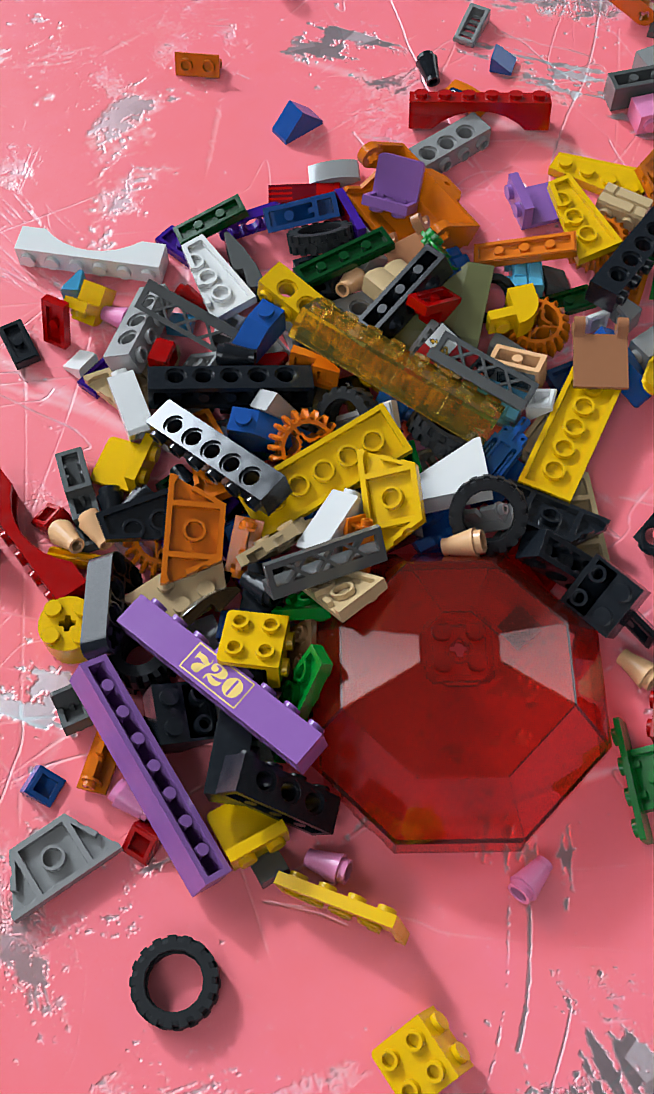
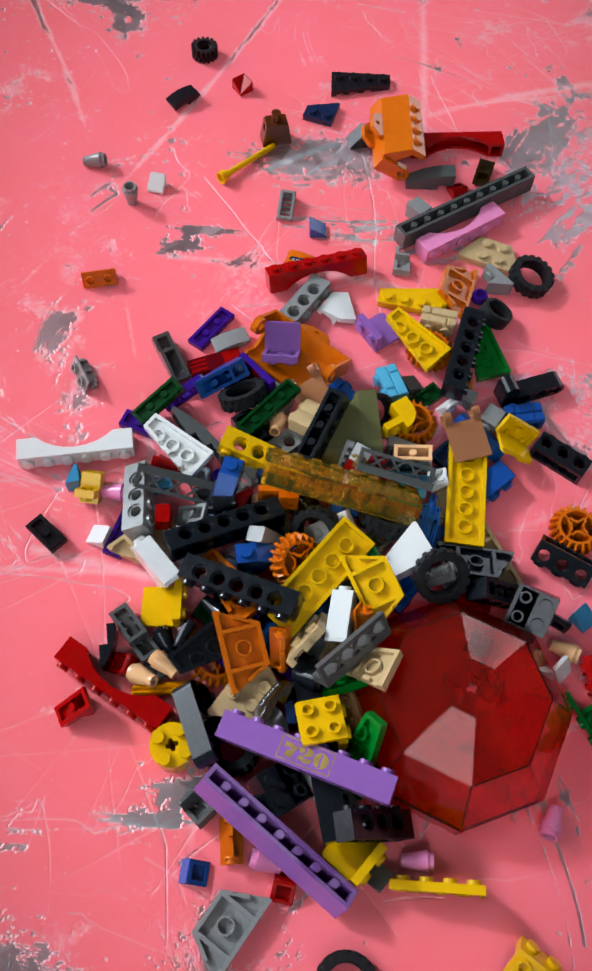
camera: 25 degrees left, 0 degrees up
(38, 496) = (108, 650): none -> black slope
(56, 321) = (71, 509): red plate -> none
(136, 172) = (80, 368): none -> light grey hinge
(249, 174) = (170, 356): none -> dark grey slope
(295, 122) = (188, 307): blue slope -> none
(319, 151) = (211, 328): none -> dark purple tile
(428, 66) = (268, 244): black cone -> none
(433, 239) = (328, 381): green plate -> none
(433, 304) = (345, 427): red slope -> none
(466, 543) = (434, 601): light nougat cone -> none
(491, 163) = (338, 308): none -> white slope
(527, 249) = (388, 370): orange tile -> none
(602, 127) = (401, 263): none -> light grey slope
(621, 691) = (562, 669): none -> white slope
(625, 427) = (498, 479): none -> blue slope

